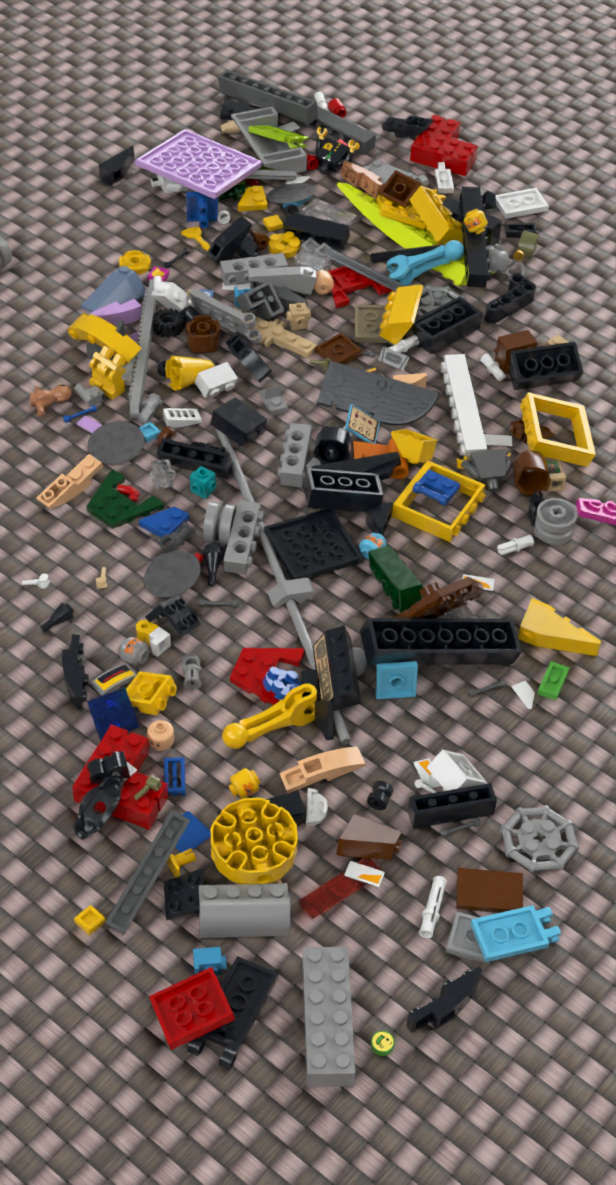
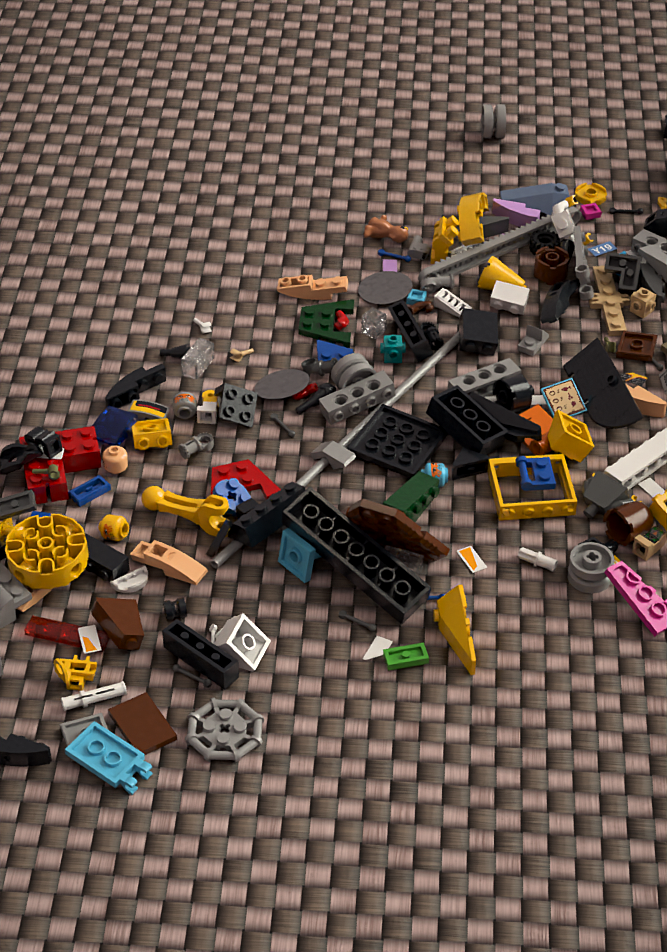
camera: 55 degrees right, 5 degrees down
(84, 608) = (197, 358): none -> clear brick
(399, 907) = (69, 674): none -> yellow piece

